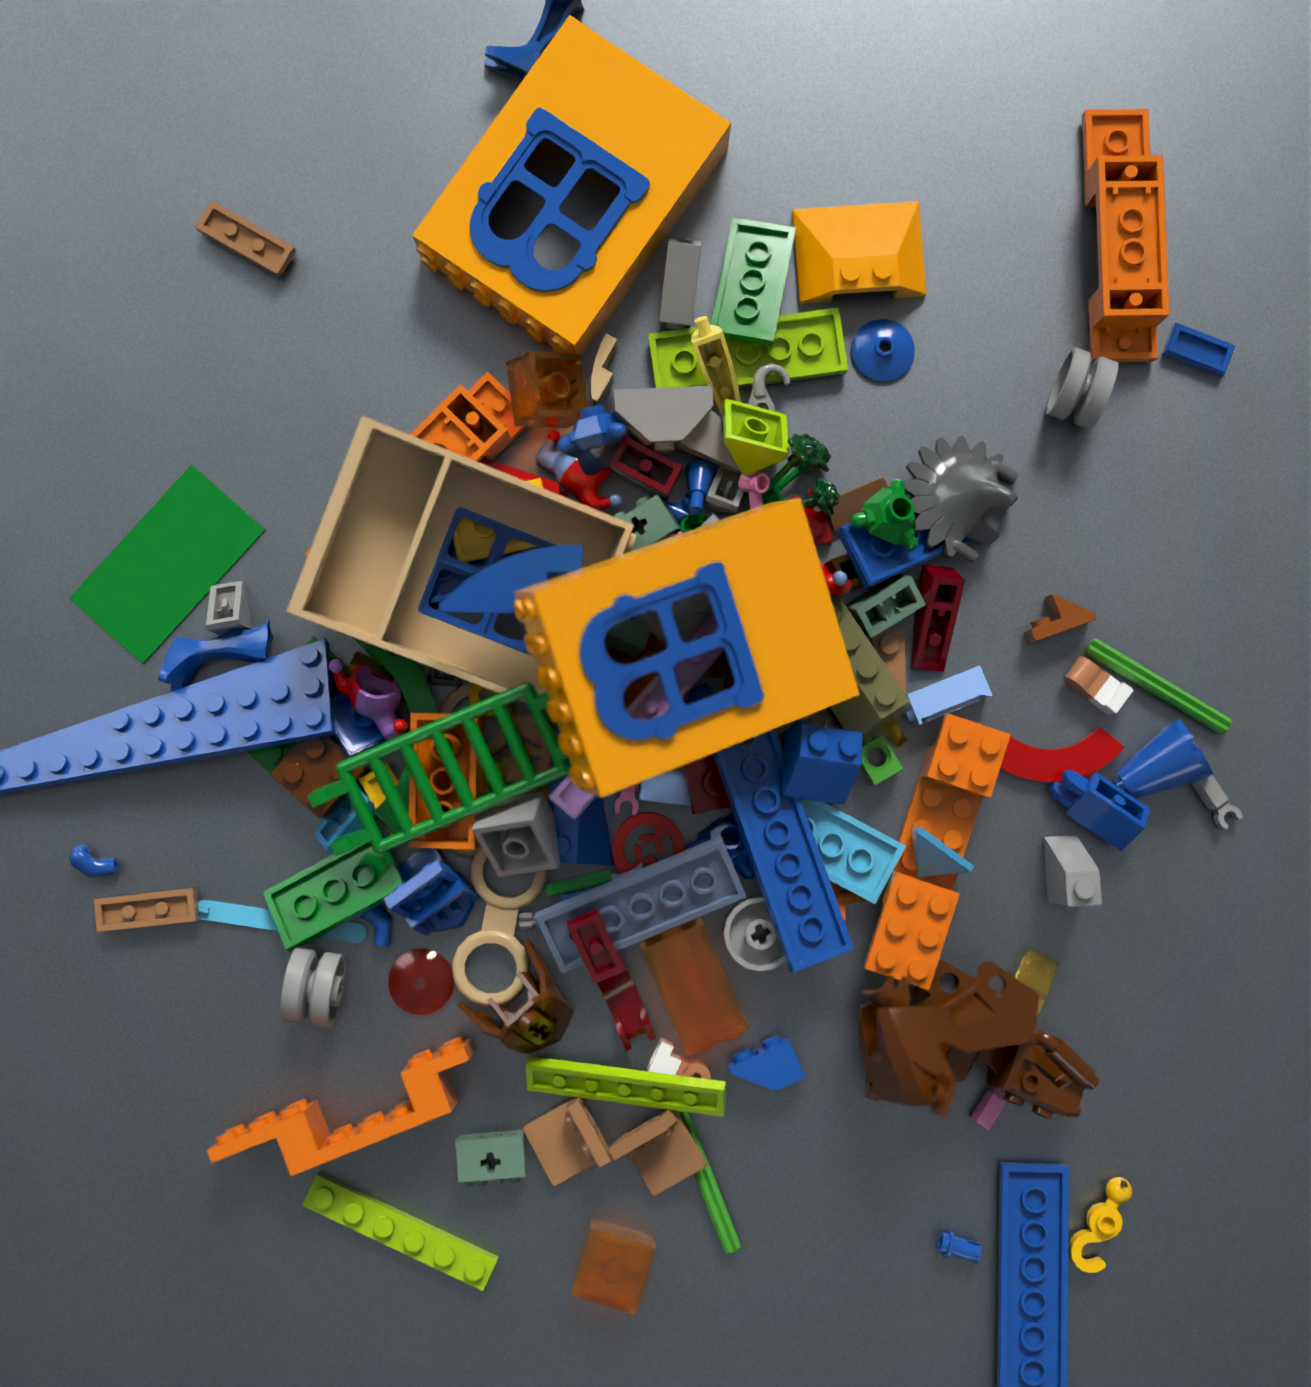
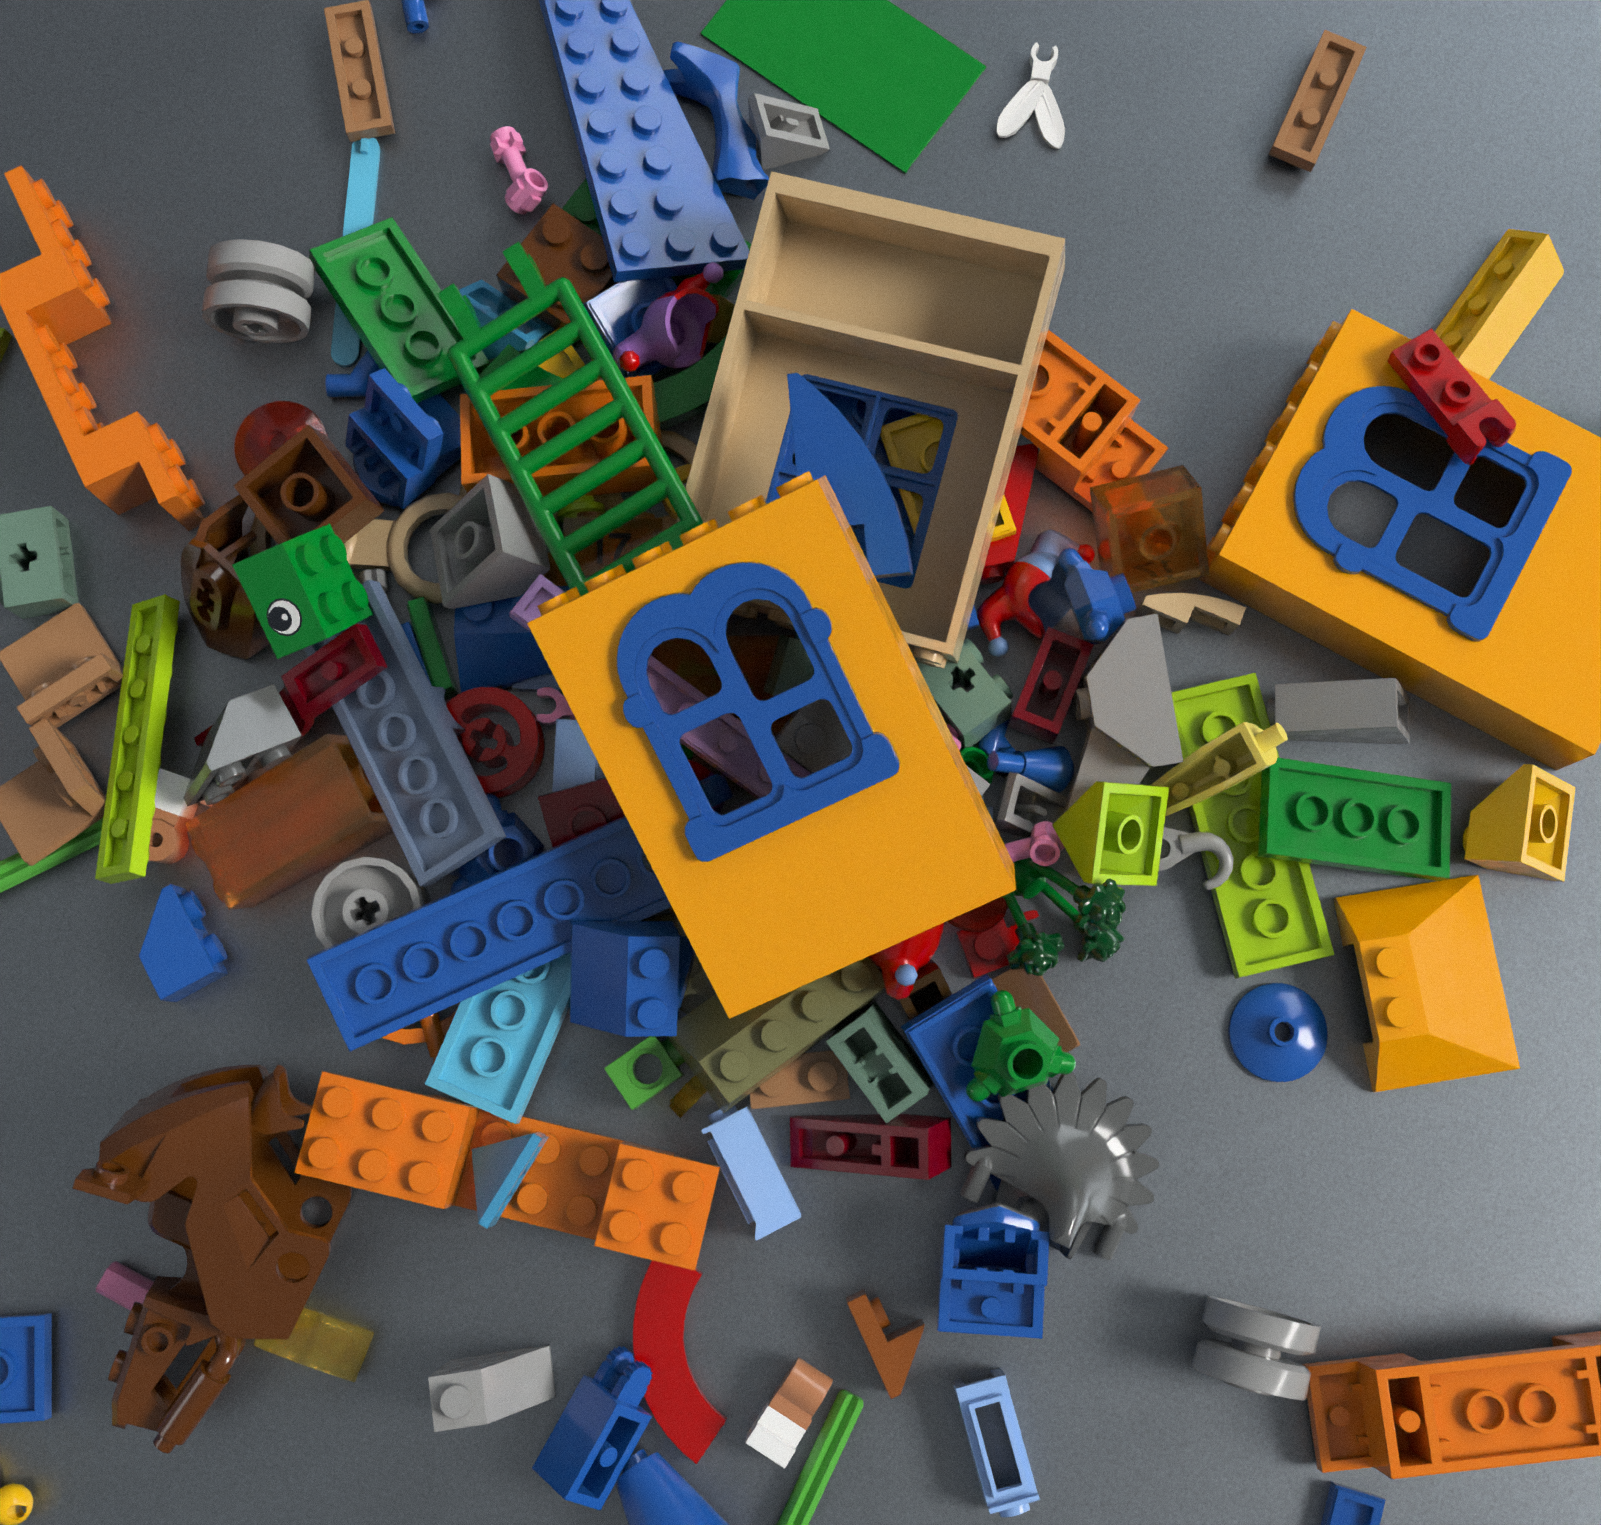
camera: 90 degrees right, 5 degrees down
(221, 432) = (1036, 98): none -> white piece
(249, 793) = (527, 184): none -> bright pink bar
(408, 142) = (1501, 300): none -> yellow panel
(470, 958) = (307, 488): none -> reddish brown brick
(483, 177) = (1452, 396): none -> red plate
(545, 958) = (303, 590): none -> green brick
(643, 1012) = (242, 745): none -> slope
(765, 176) = (1523, 826): none -> yellow slope
(1027, 545) = (993, 1273): none -> blue piece
(1160, 552) = (1011, 1499): none -> light blue window

